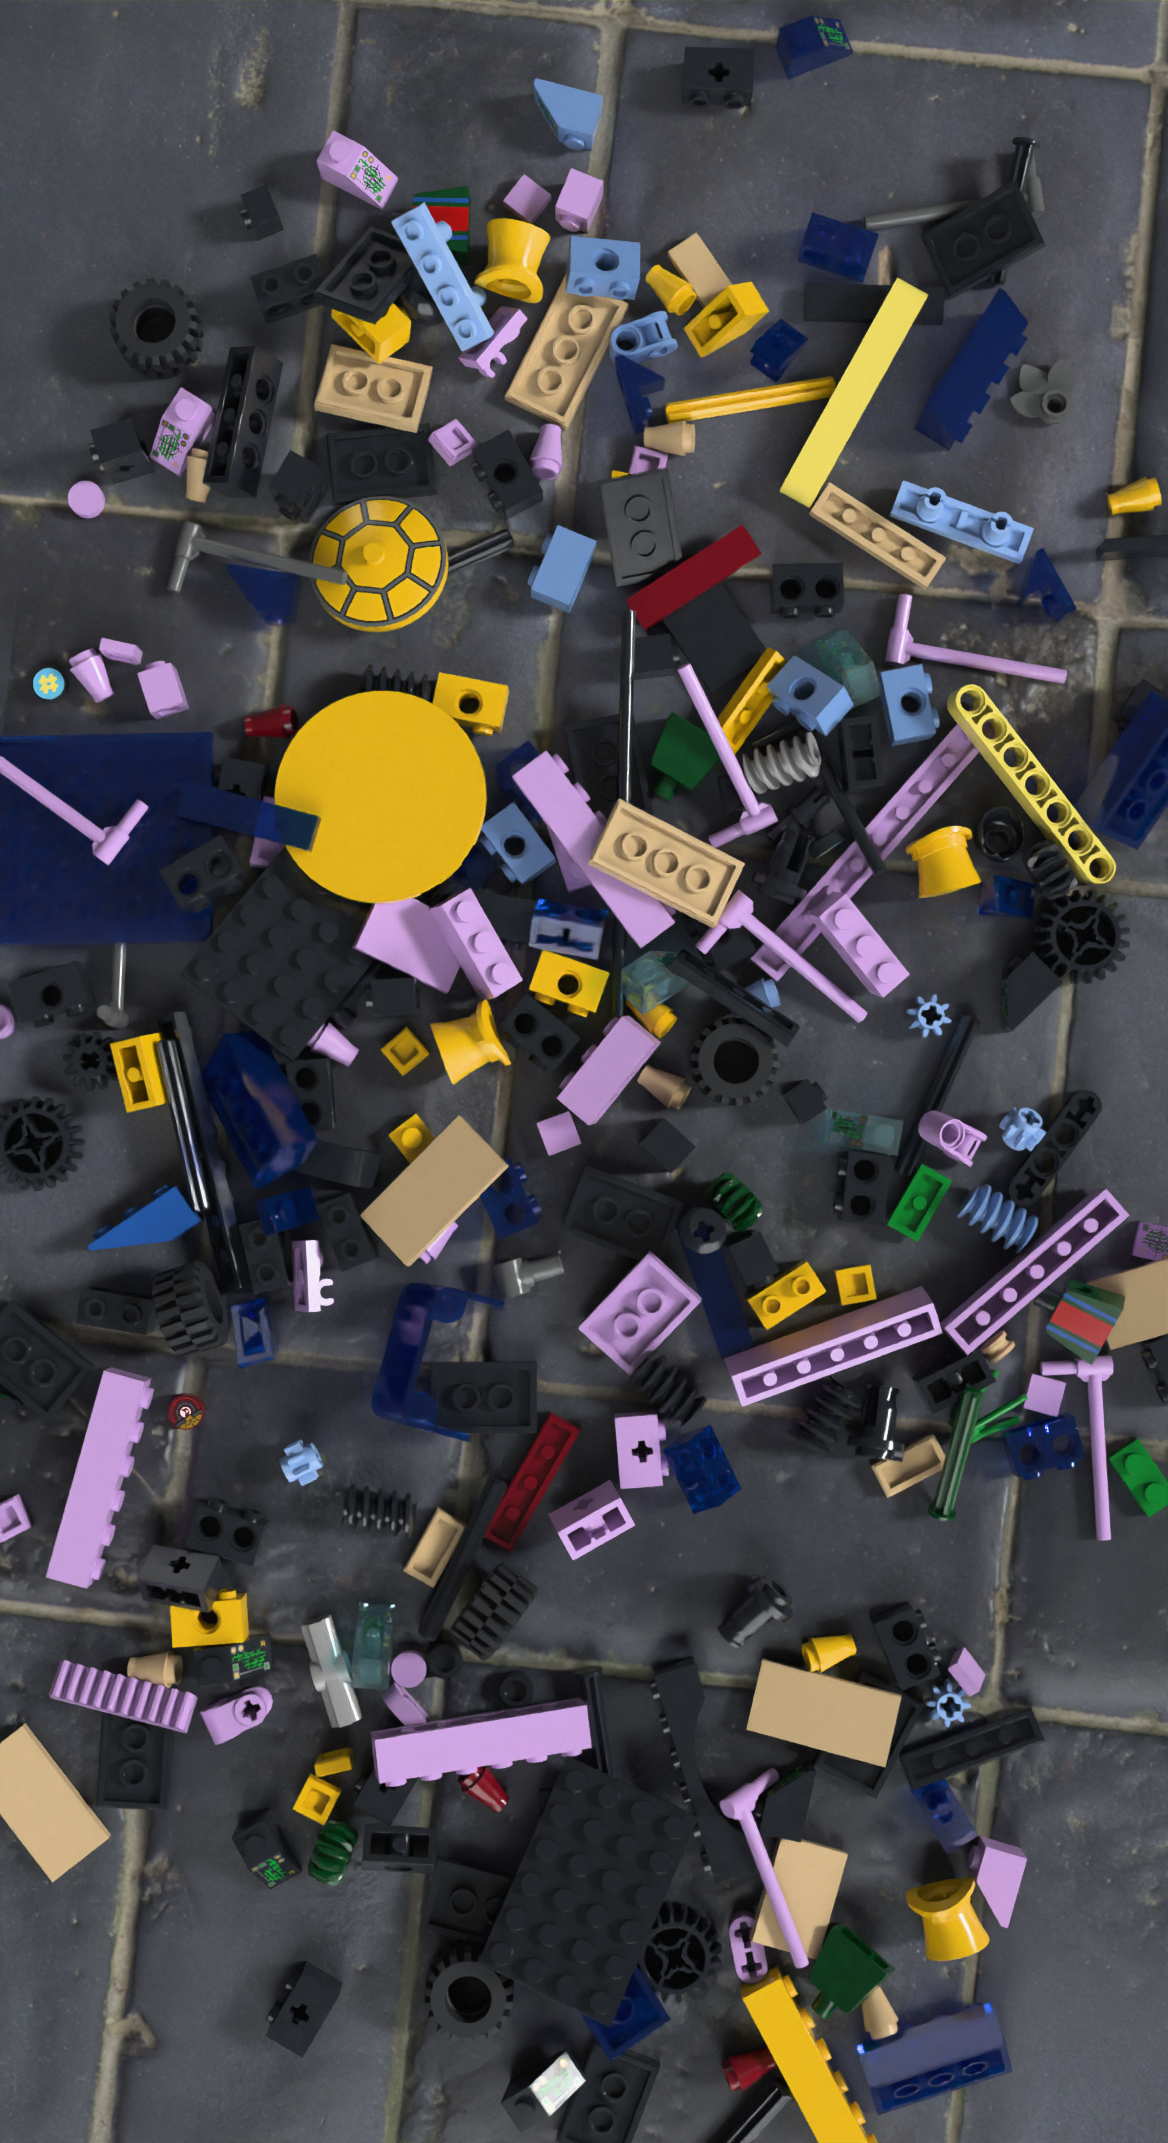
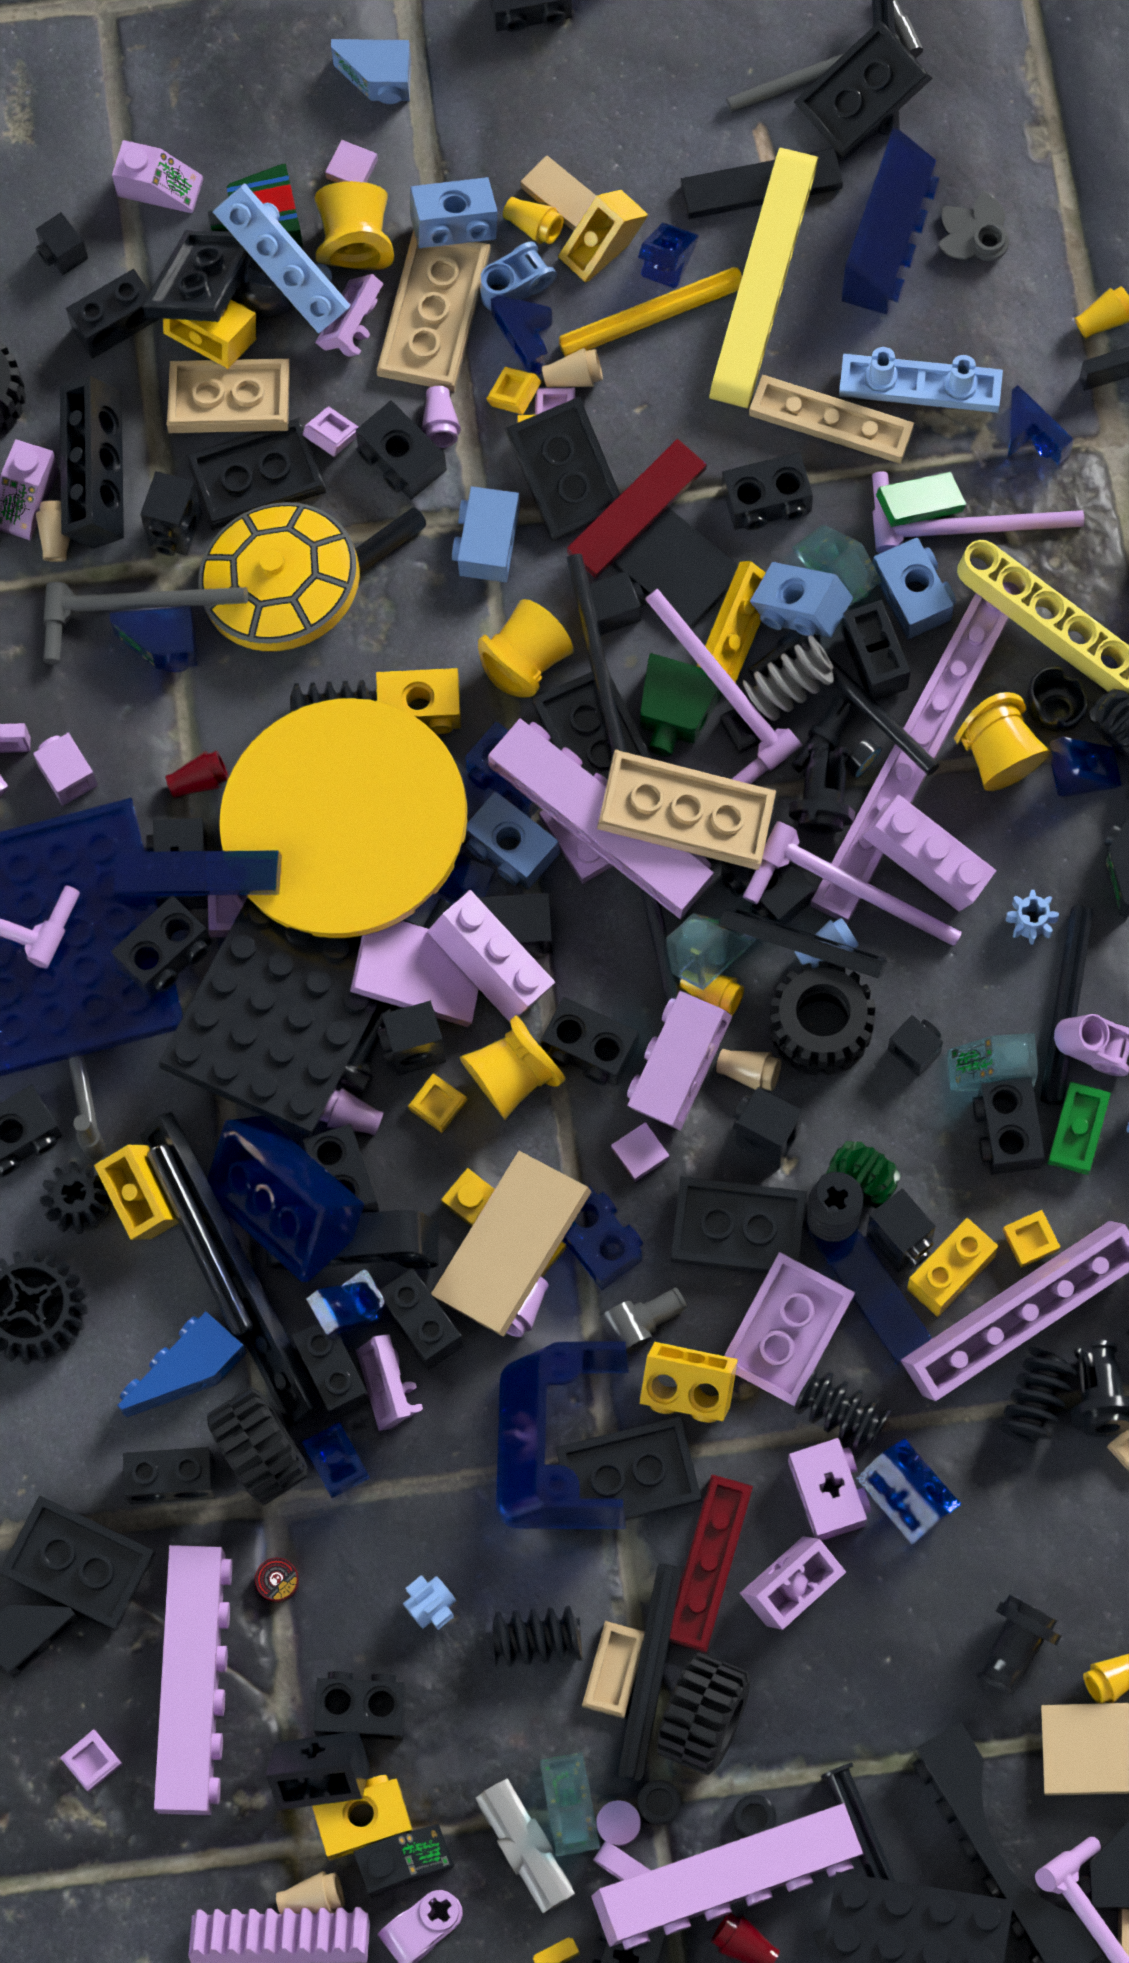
camera: 10 degrees left, 15 degrees down
(549, 1337) = (689, 1370): none -> yellow brick
(553, 968) = (630, 966): yellow brick -> none
(567, 682) = (524, 649): none -> yellow hat
(567, 929) = (592, 916): clear blue brick -> none
(578, 201) = (409, 153): lavender brick -> none
(616, 443) = (513, 390): none -> yellow tile
(837, 247) = (706, 134): clear blue brick -> none
(933, 628) = (920, 499): none -> tile

